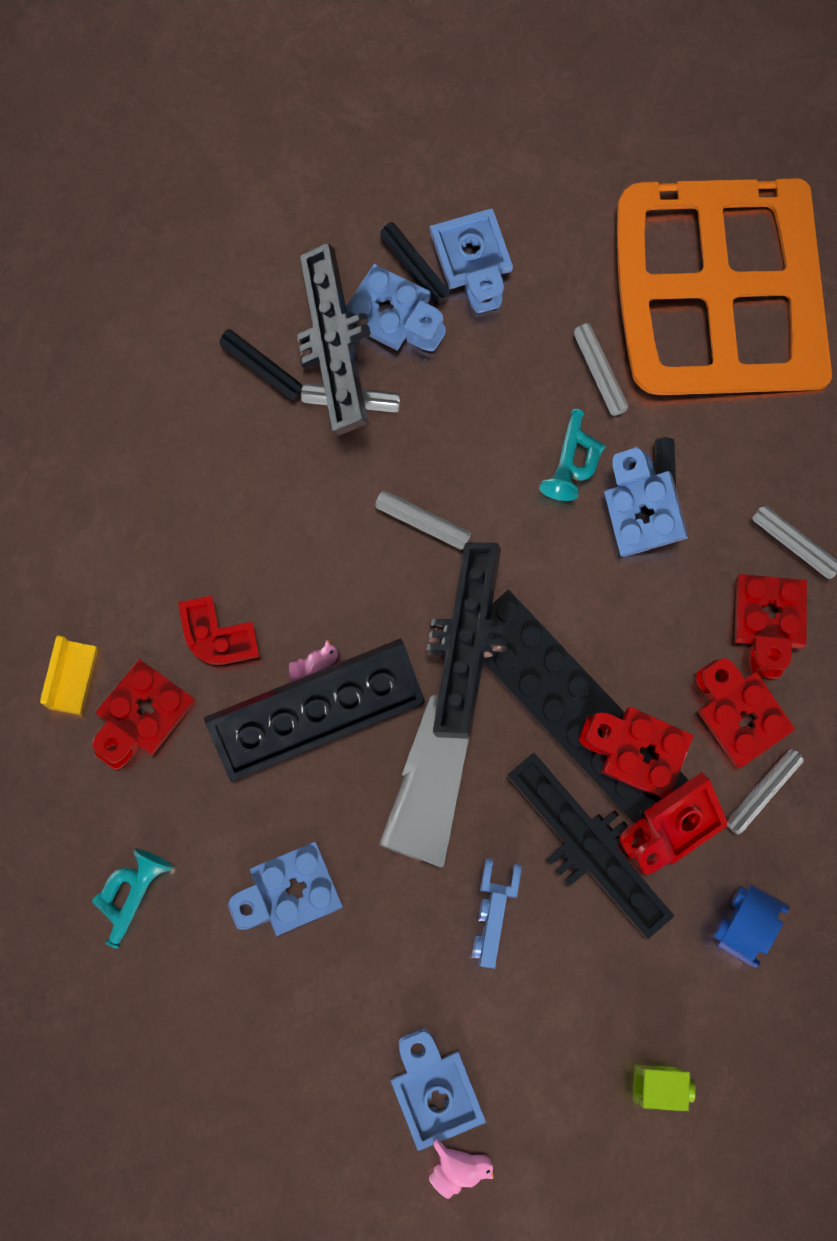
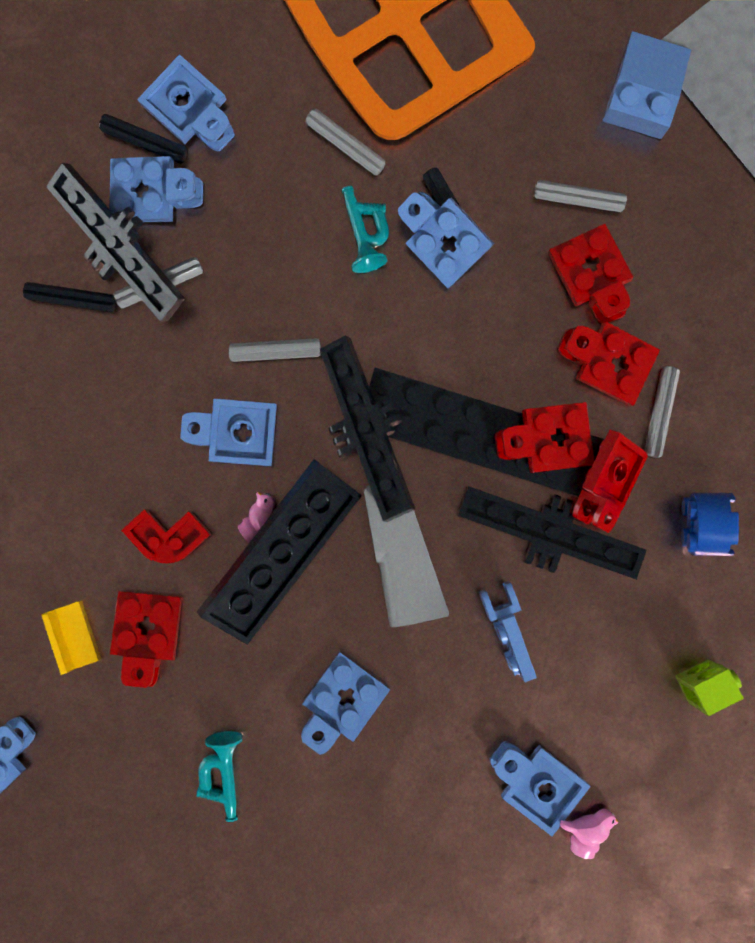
camera: 25 degrees left, 10 degrees up
(329, 559) = (219, 428): none -> medium blue plate

